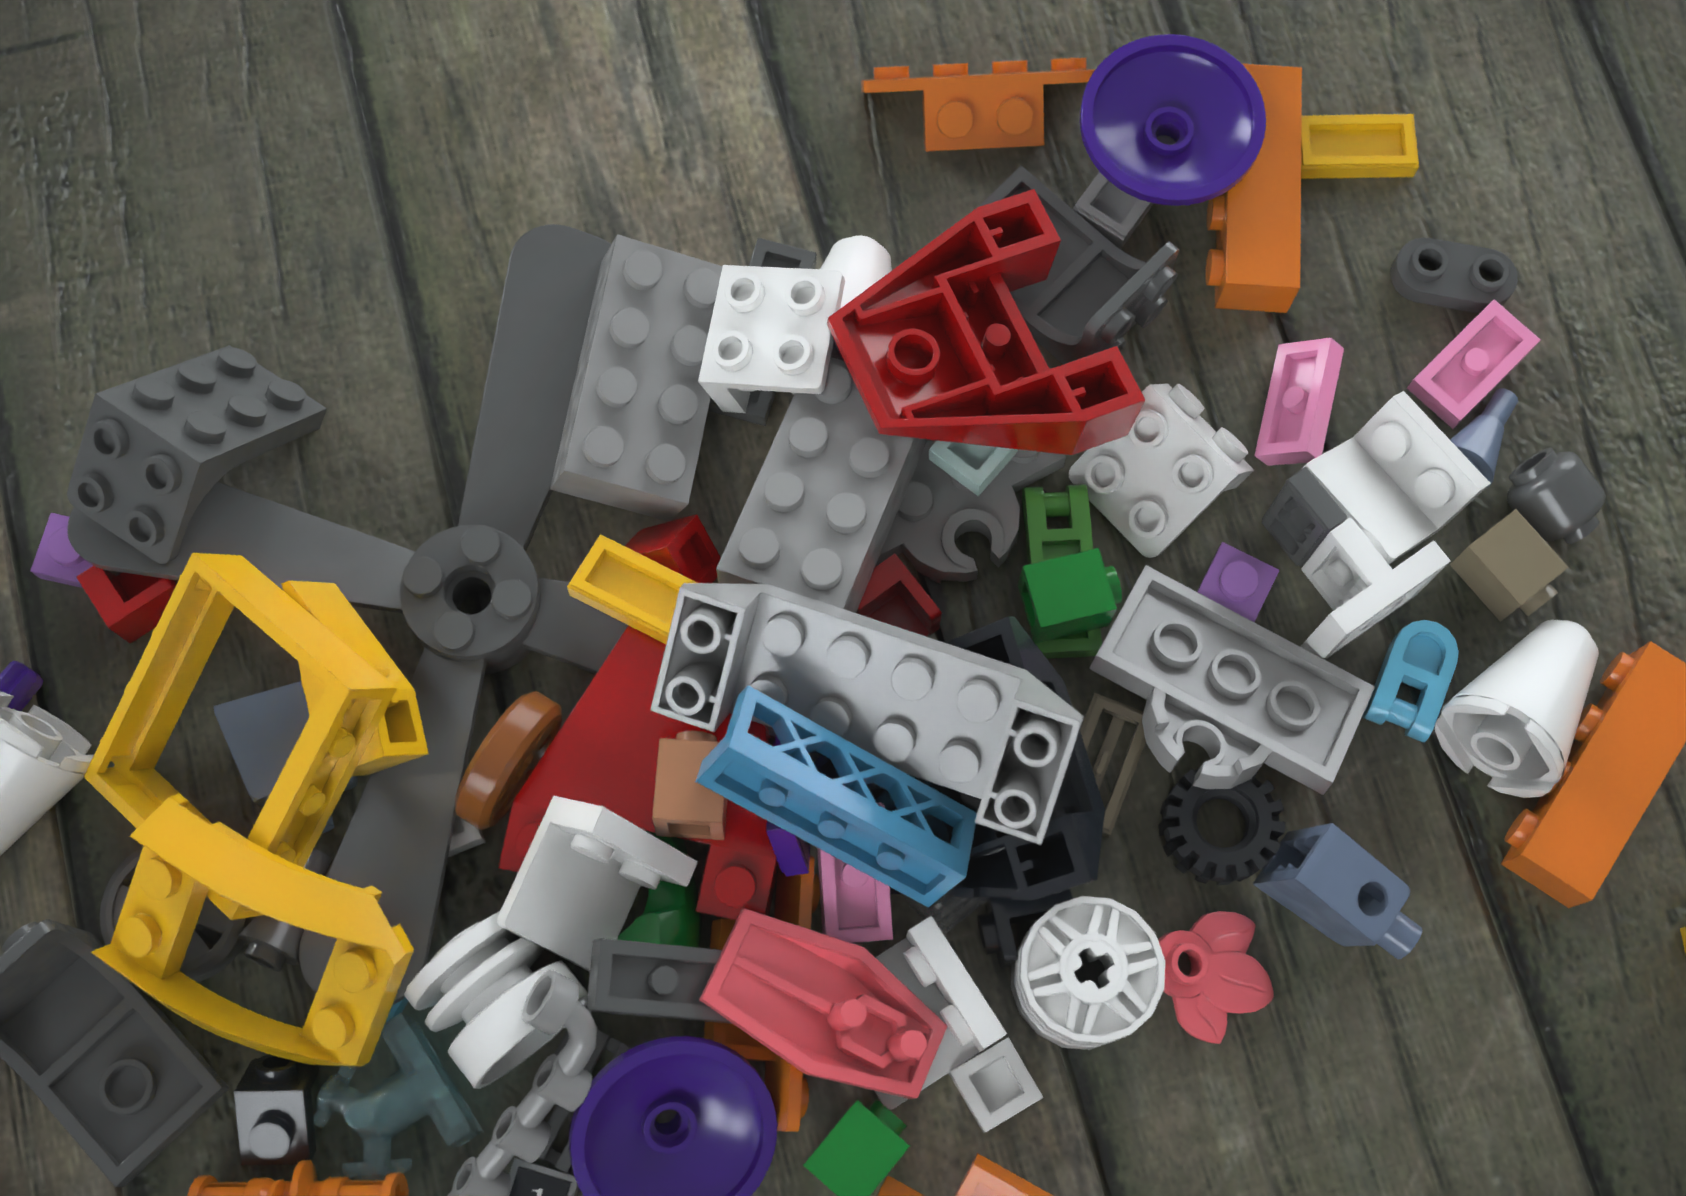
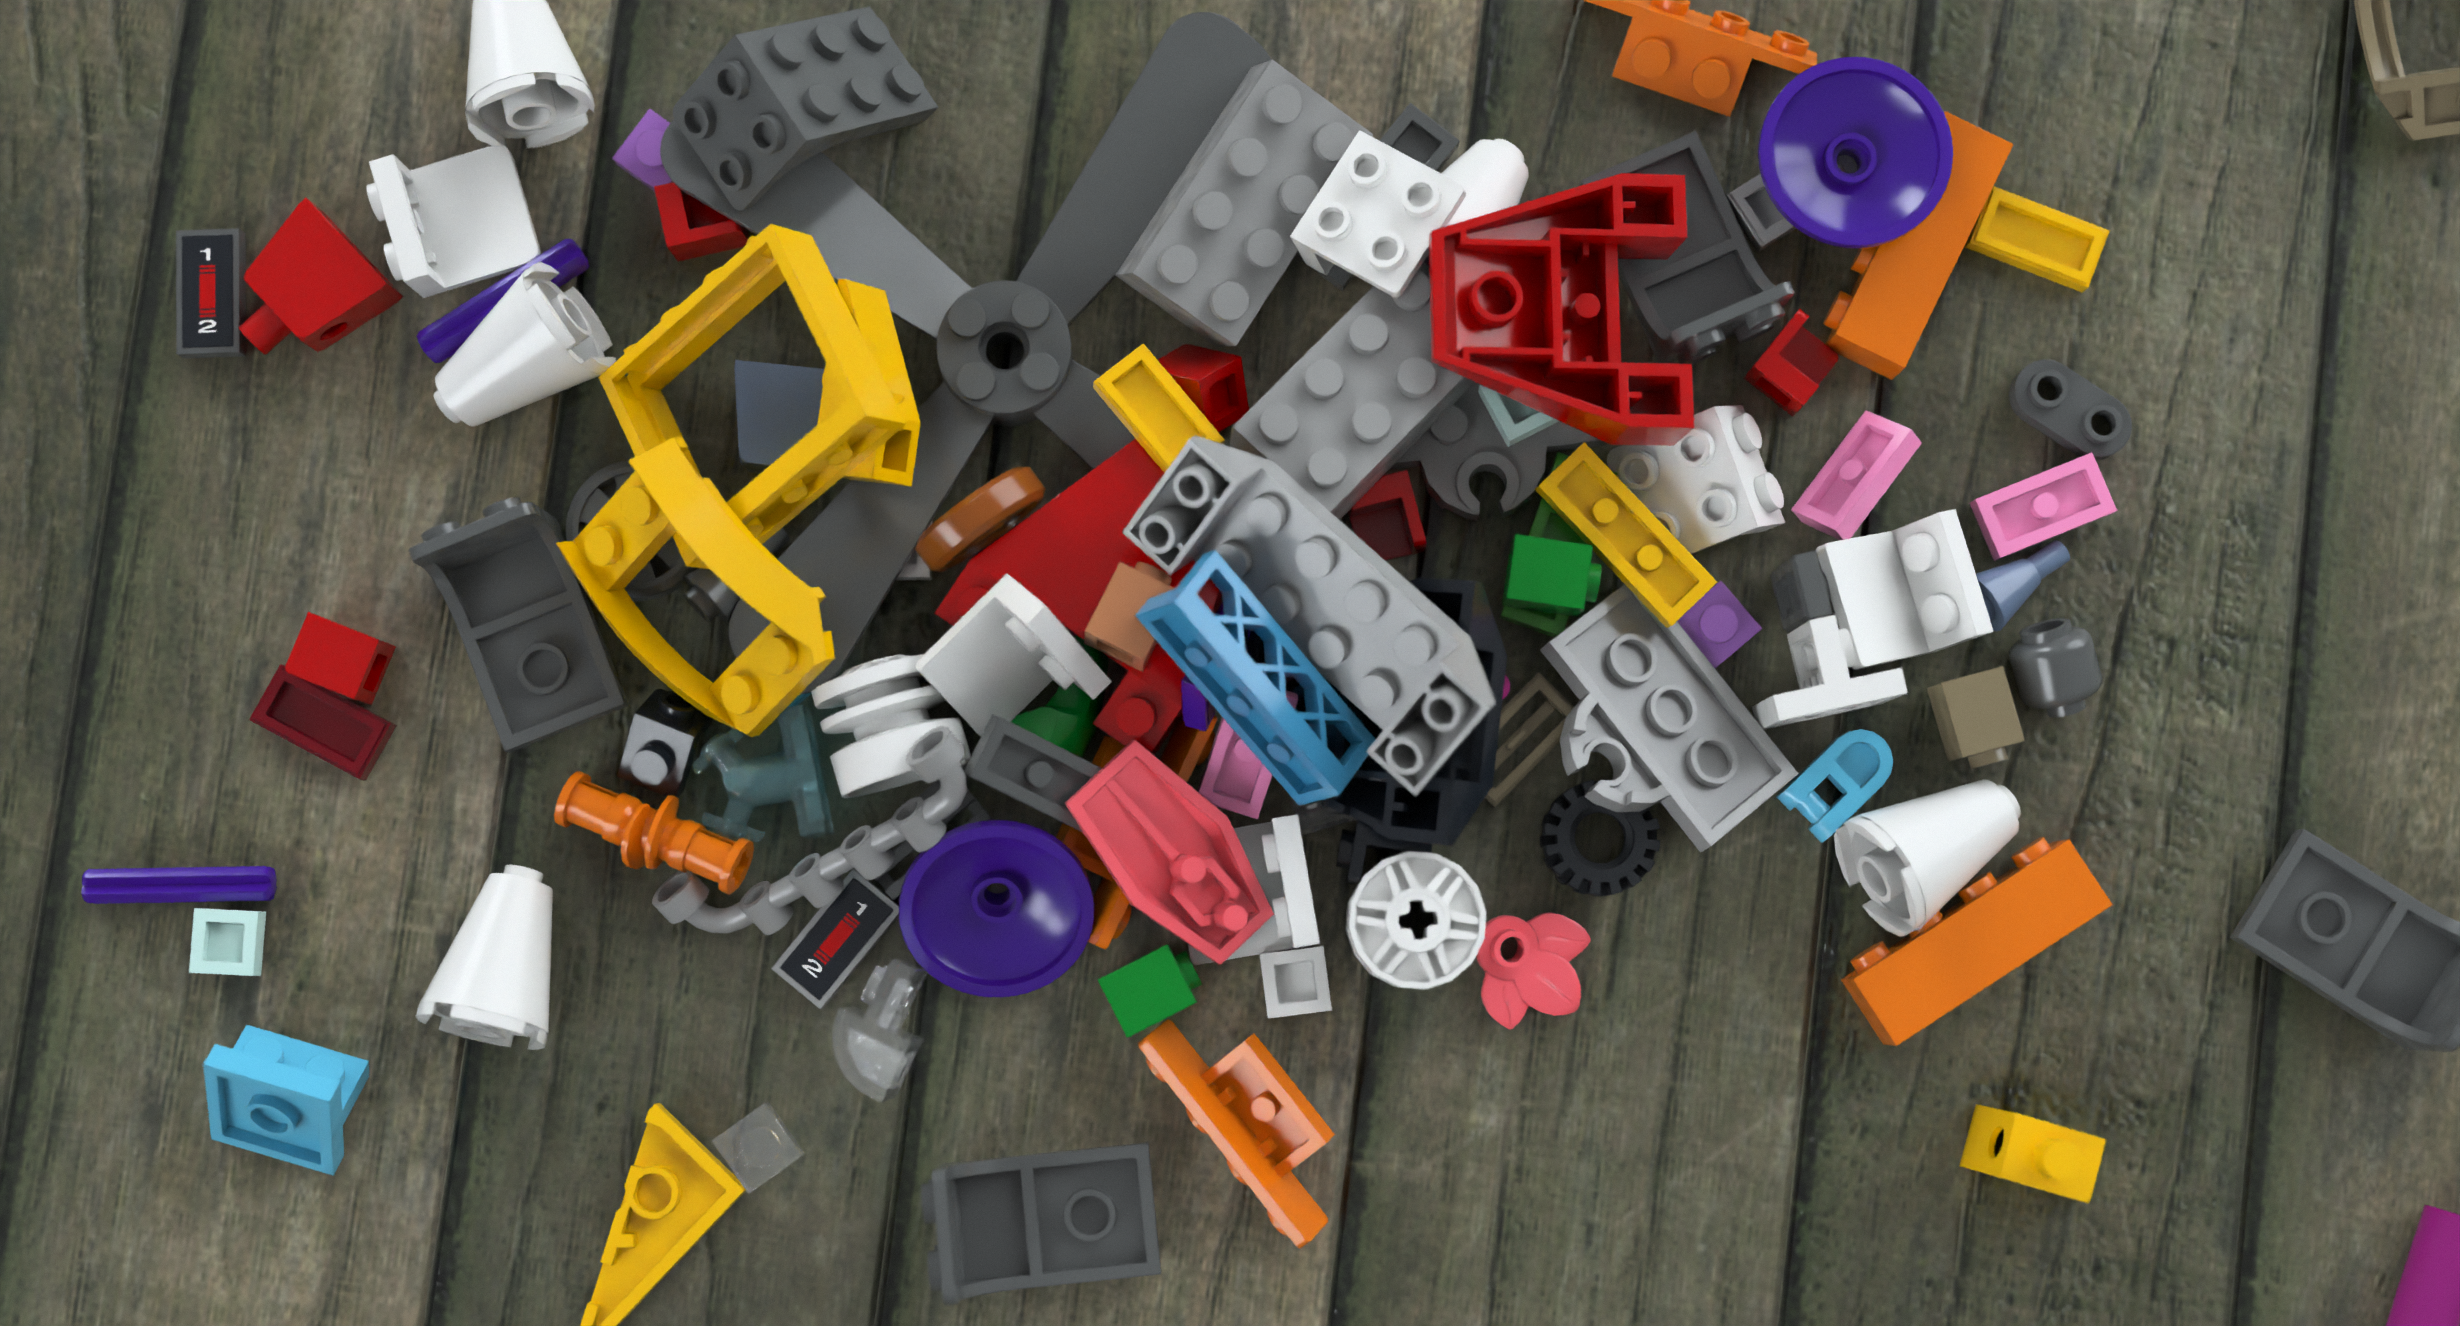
camera: 25 degrees right, 10 degrees up
(1124, 531) = (1626, 535): none -> yellow plate
(1196, 333) = (1792, 366): none -> red panel
(1340, 890) = (1661, 924): sand blue torso -> none

